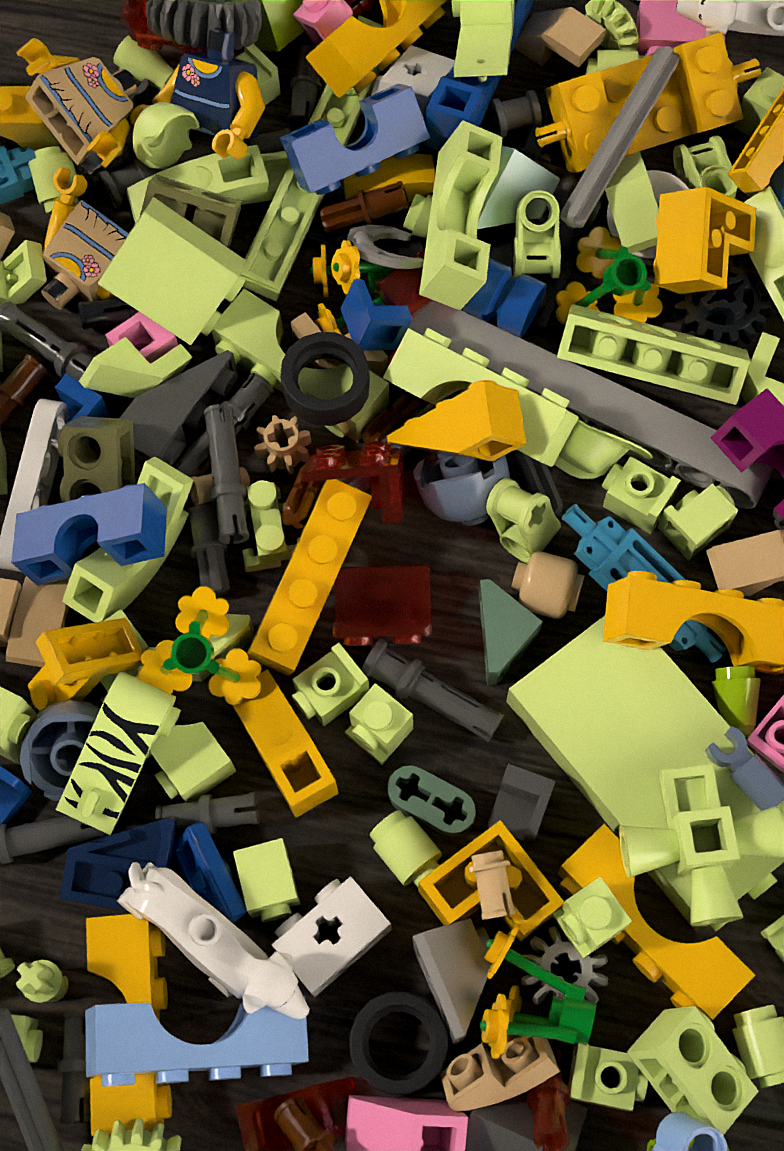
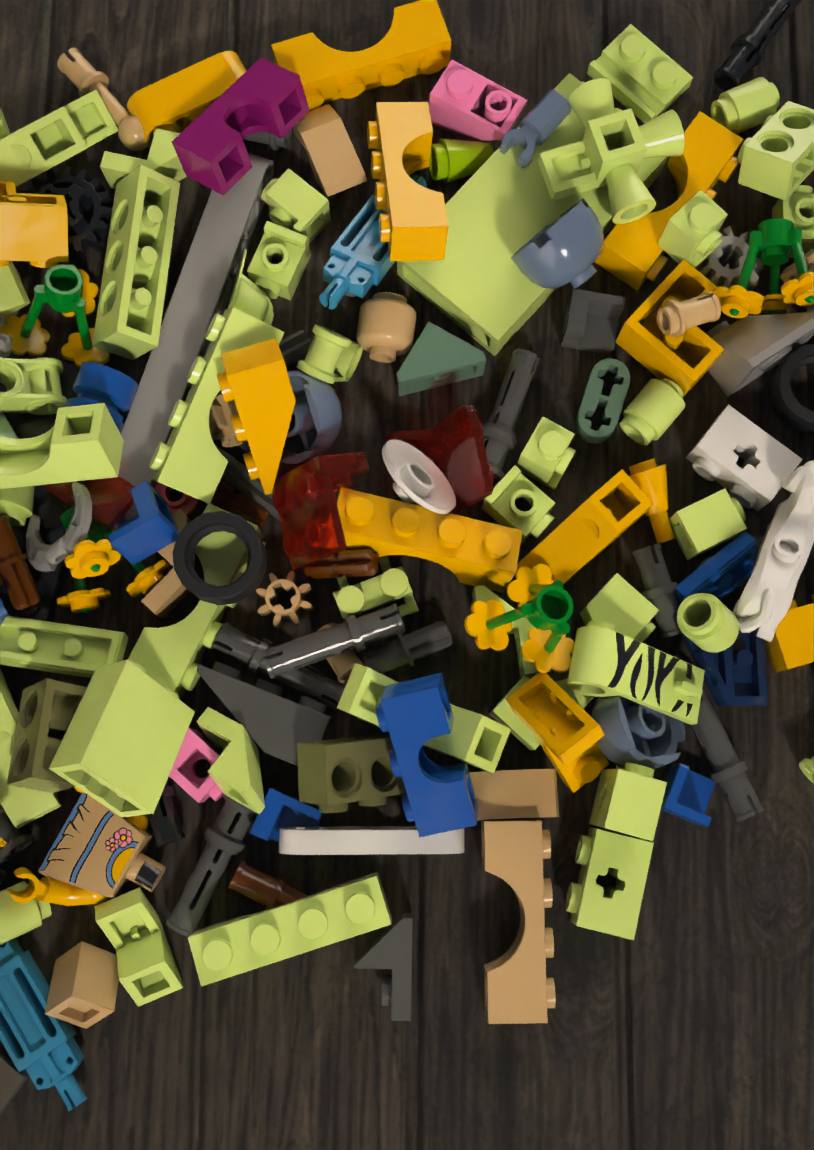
camera: 105 degrees left, 10 degrees up
(148, 826) = (707, 622): none -> yellowish green brick
(322, 827) = (653, 483): none -> yellow cone
(369, 574) = (417, 477): none -> white dish
(589, 762) = (563, 249): none -> sand blue cylinder

